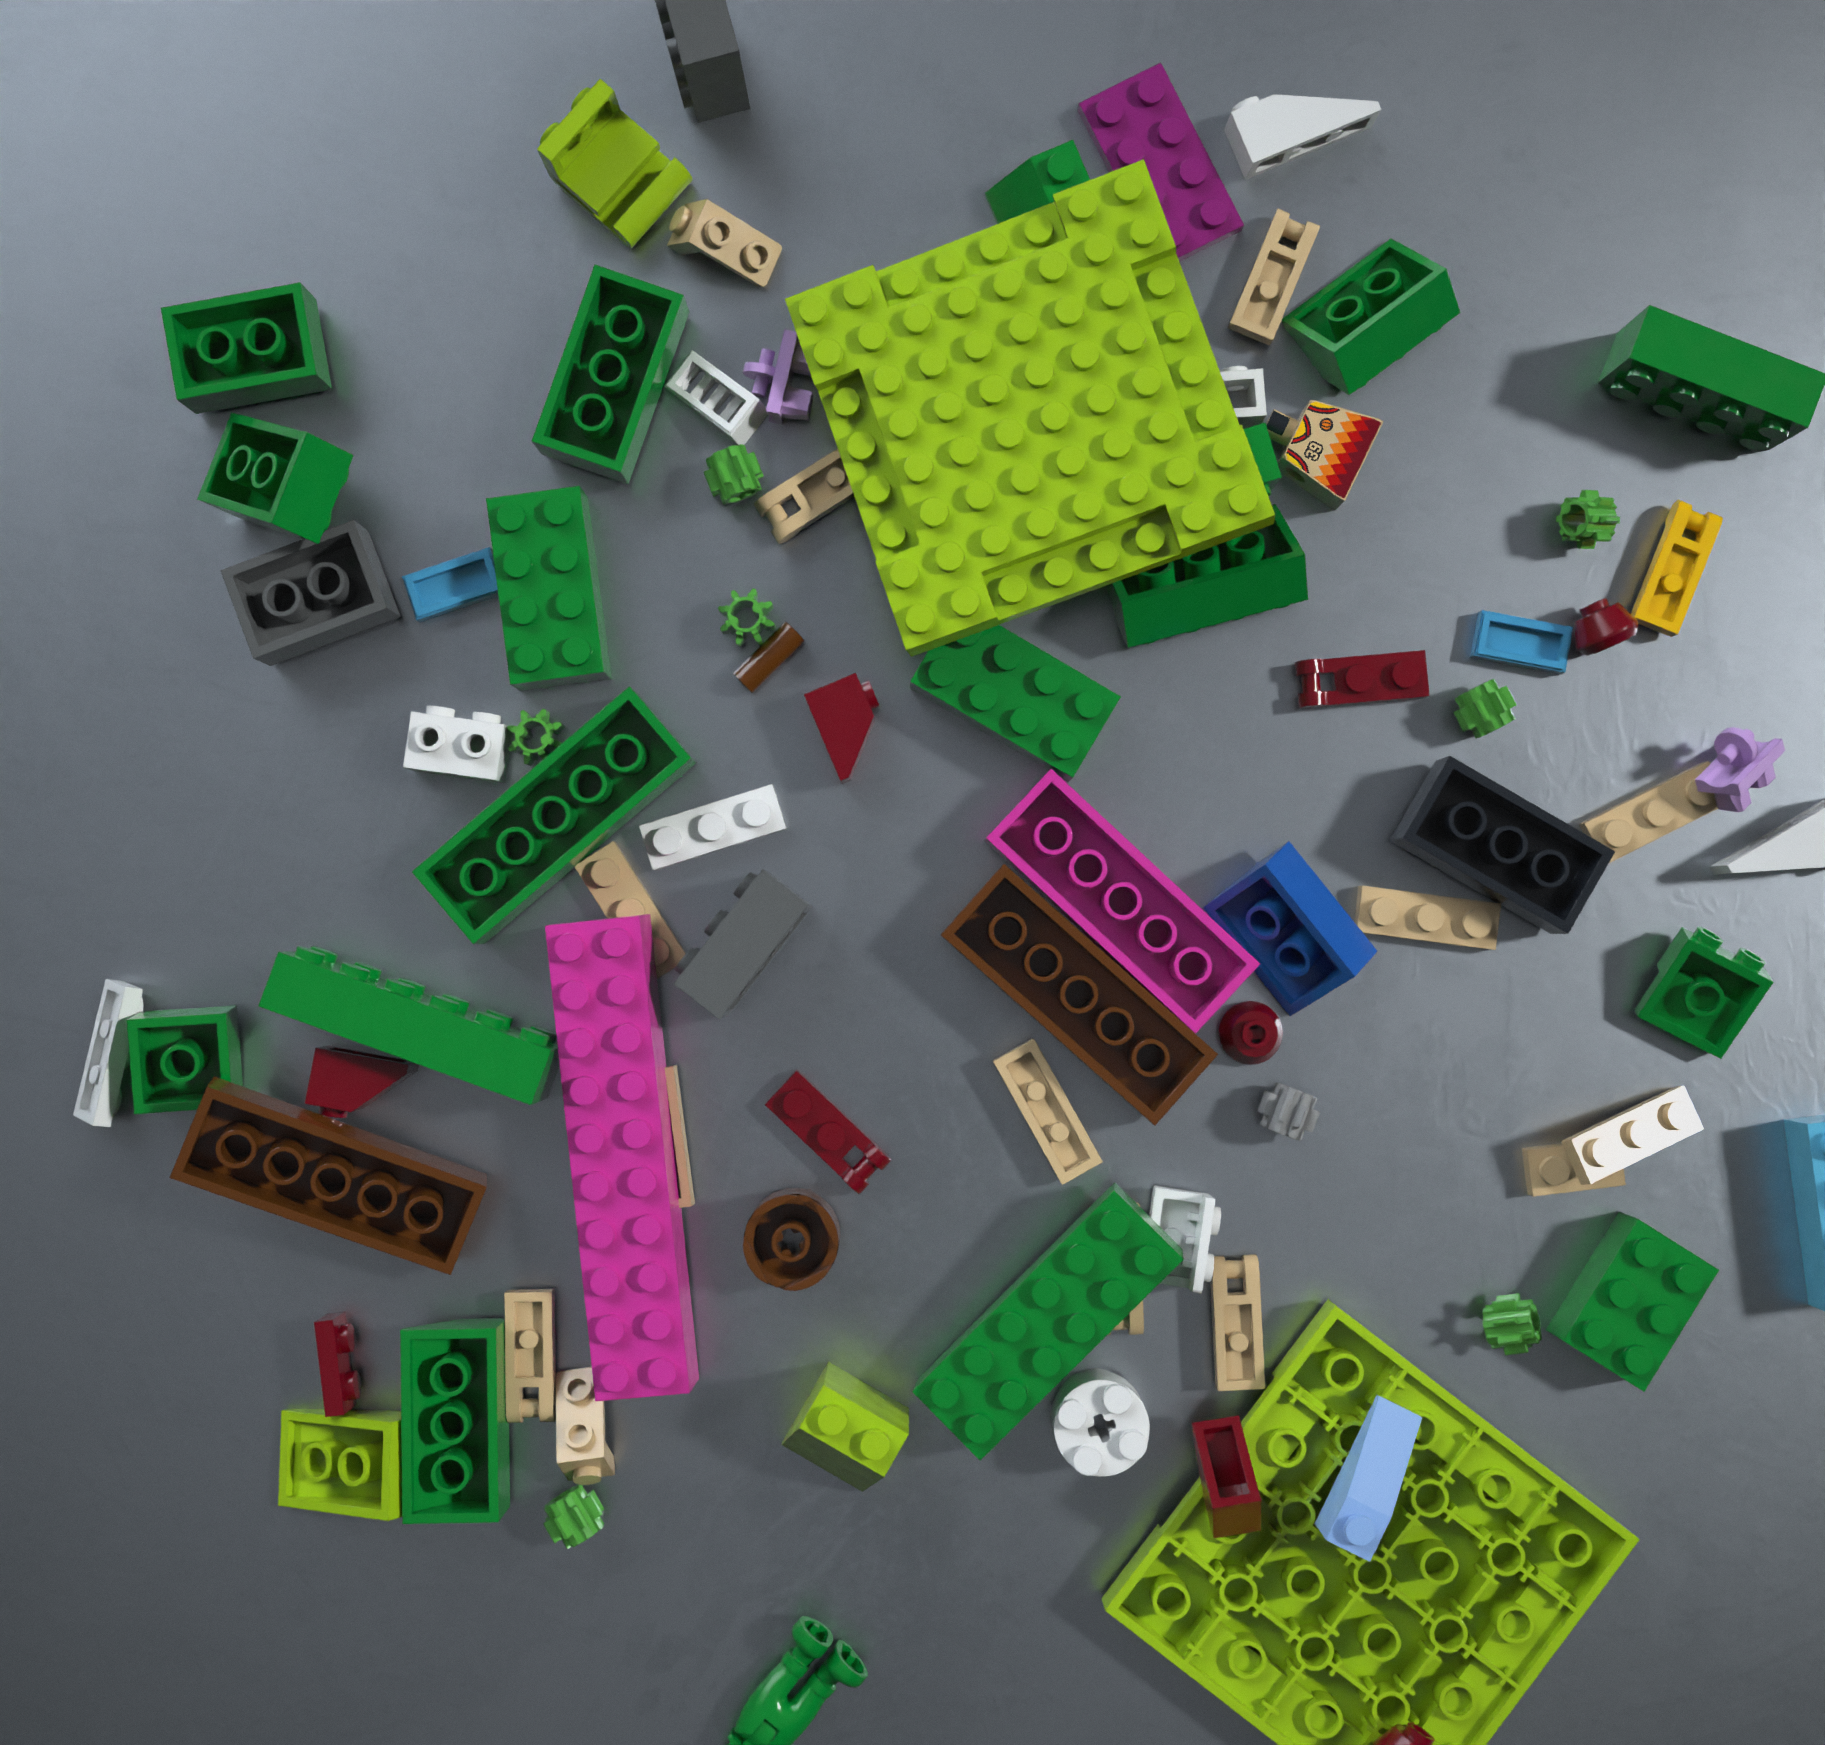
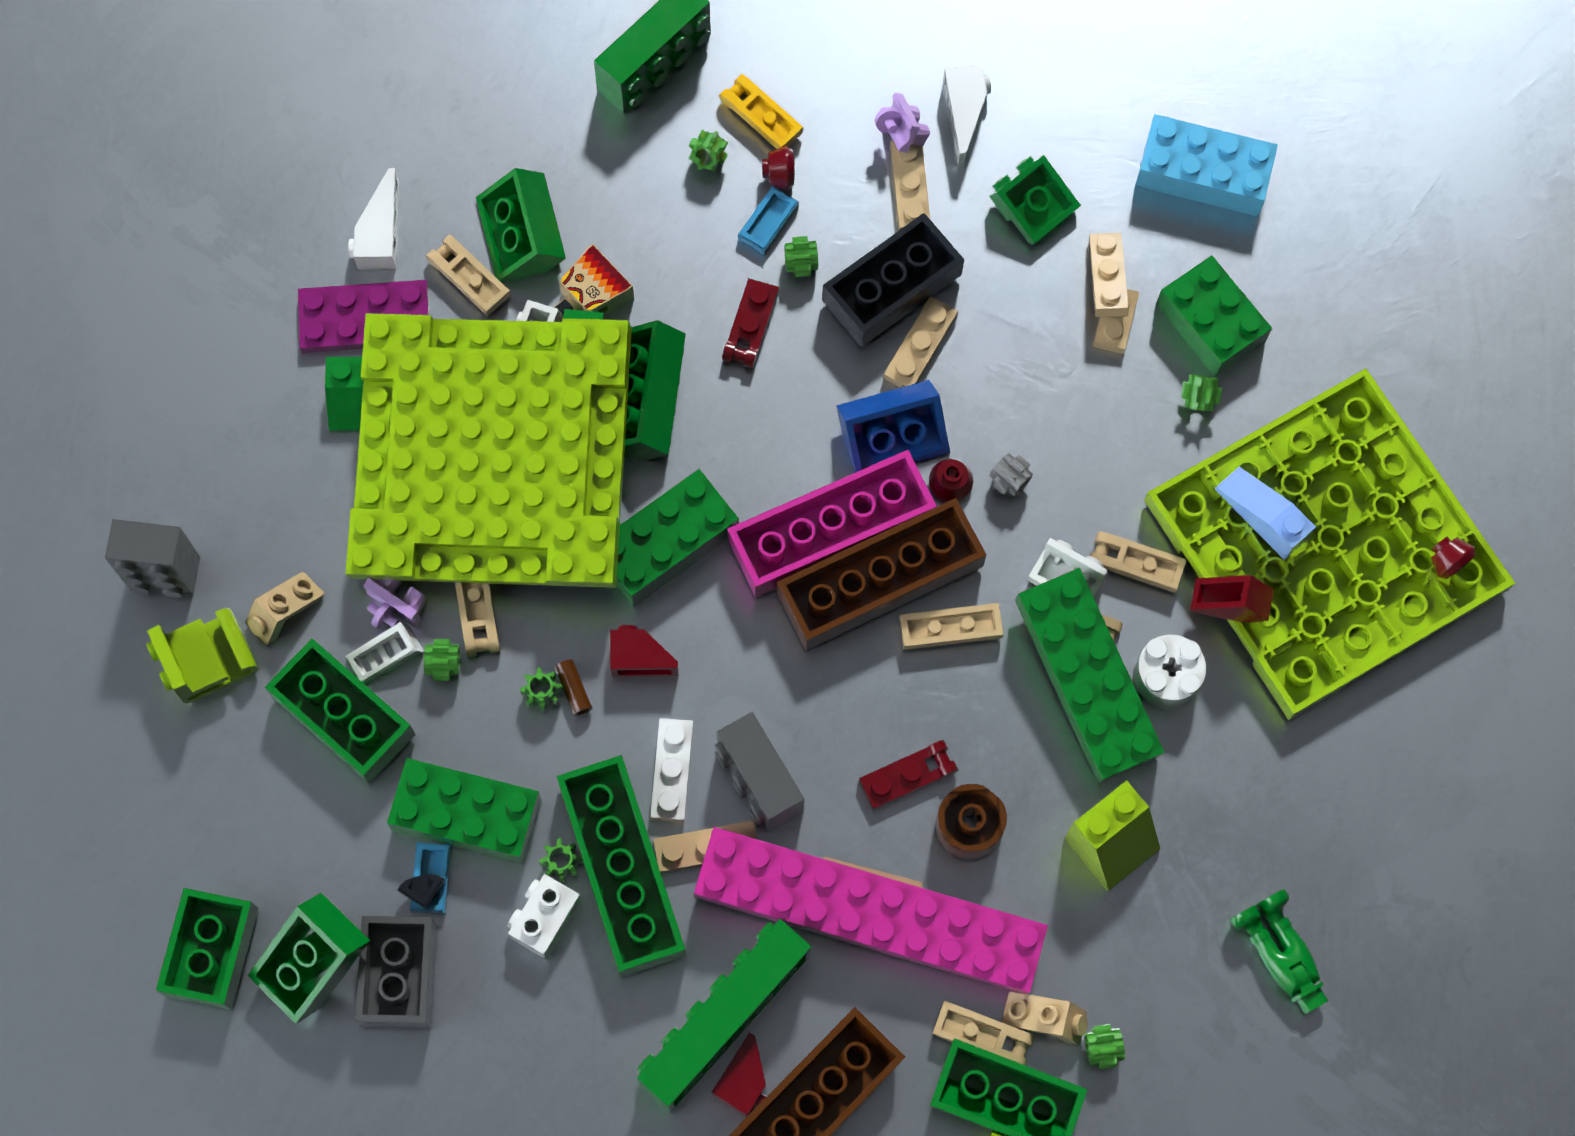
camera: 70 degrees left, 15 degrees down
(430, 580) = (422, 889): none -> black tile

